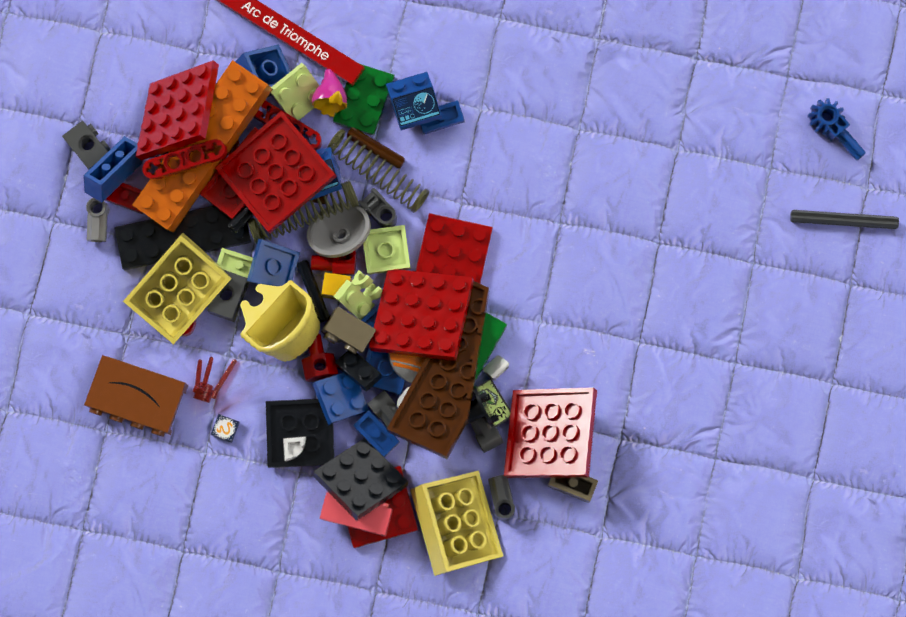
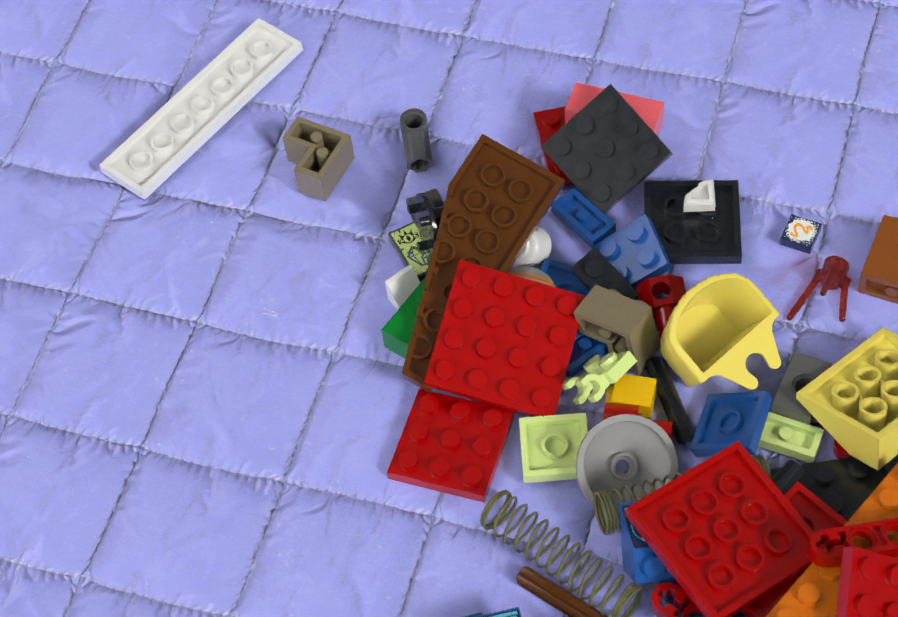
camera: 170 degrees left, 25 degrees down
(376, 206) = (565, 508): dark grey piece -> none
(383, 407) = (566, 242): dark grey piece -> none
(456, 522) = (480, 100): light yellow slope -> none
(550, 433) = (337, 190): plate -> none
(668, 529) = (200, 108): none -> white plate

